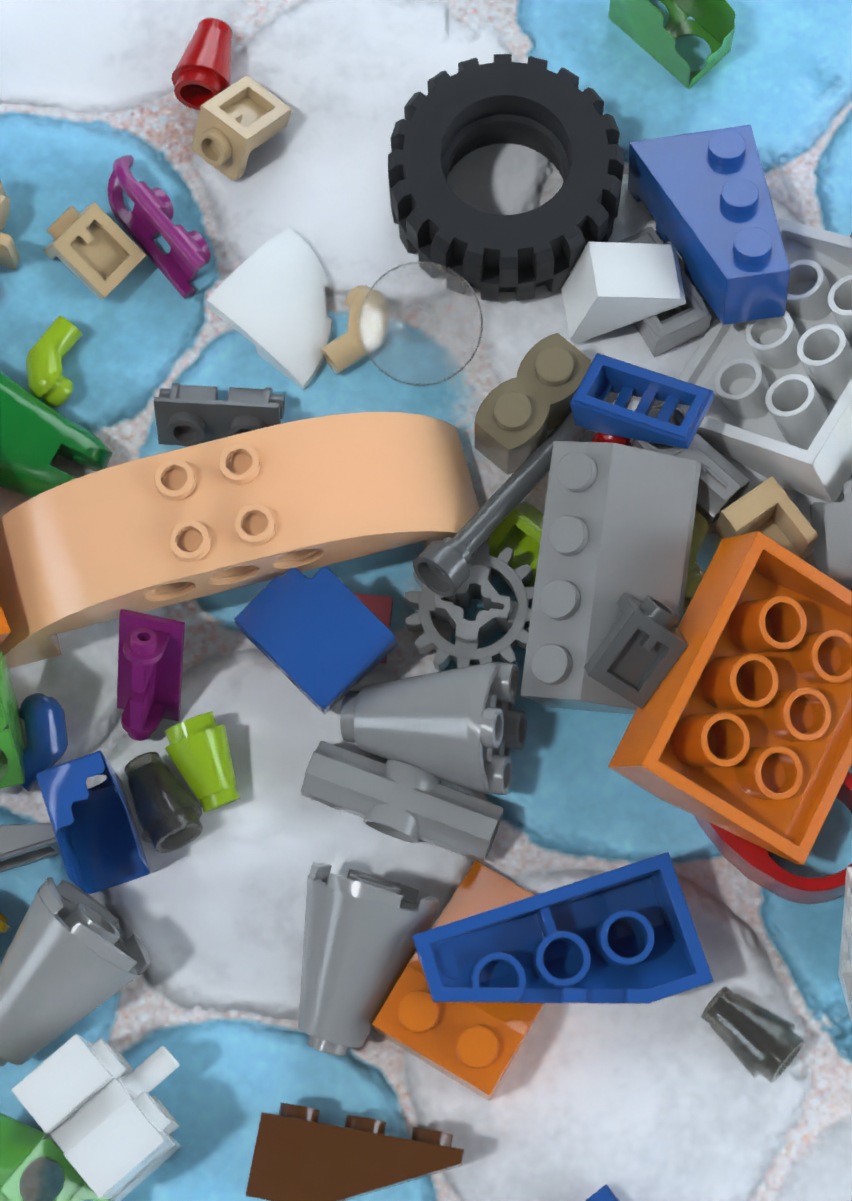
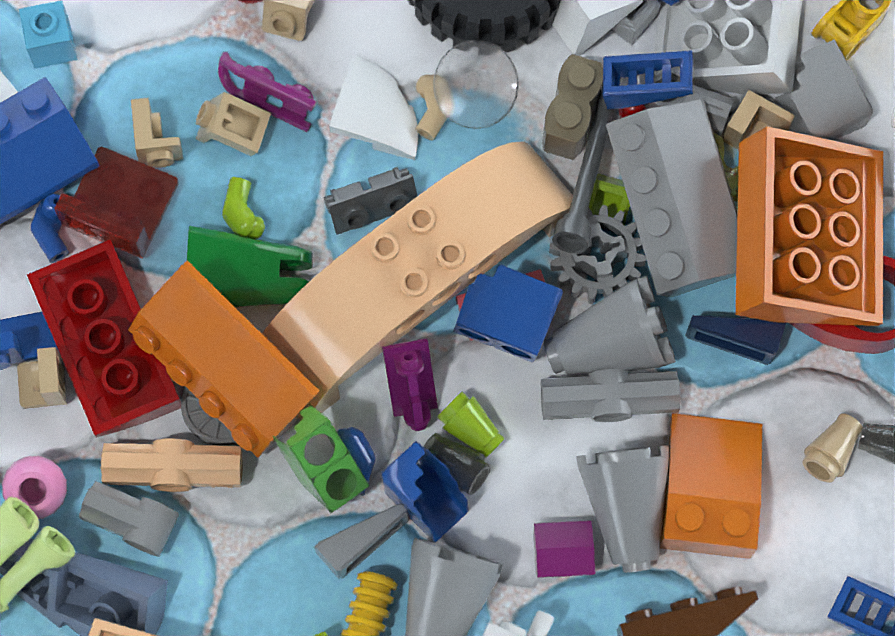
camera: 30 degrees left, 0 degrees up
(244, 978) = (564, 549): none -> magenta piece
(586, 942) = (771, 430): blue wedge -> none
(615, 800) = (743, 337): none -> dark blue slope
(638, 649) = (723, 233): dark grey bracket -> none
(664, 1017) = (831, 450): none -> tan cone

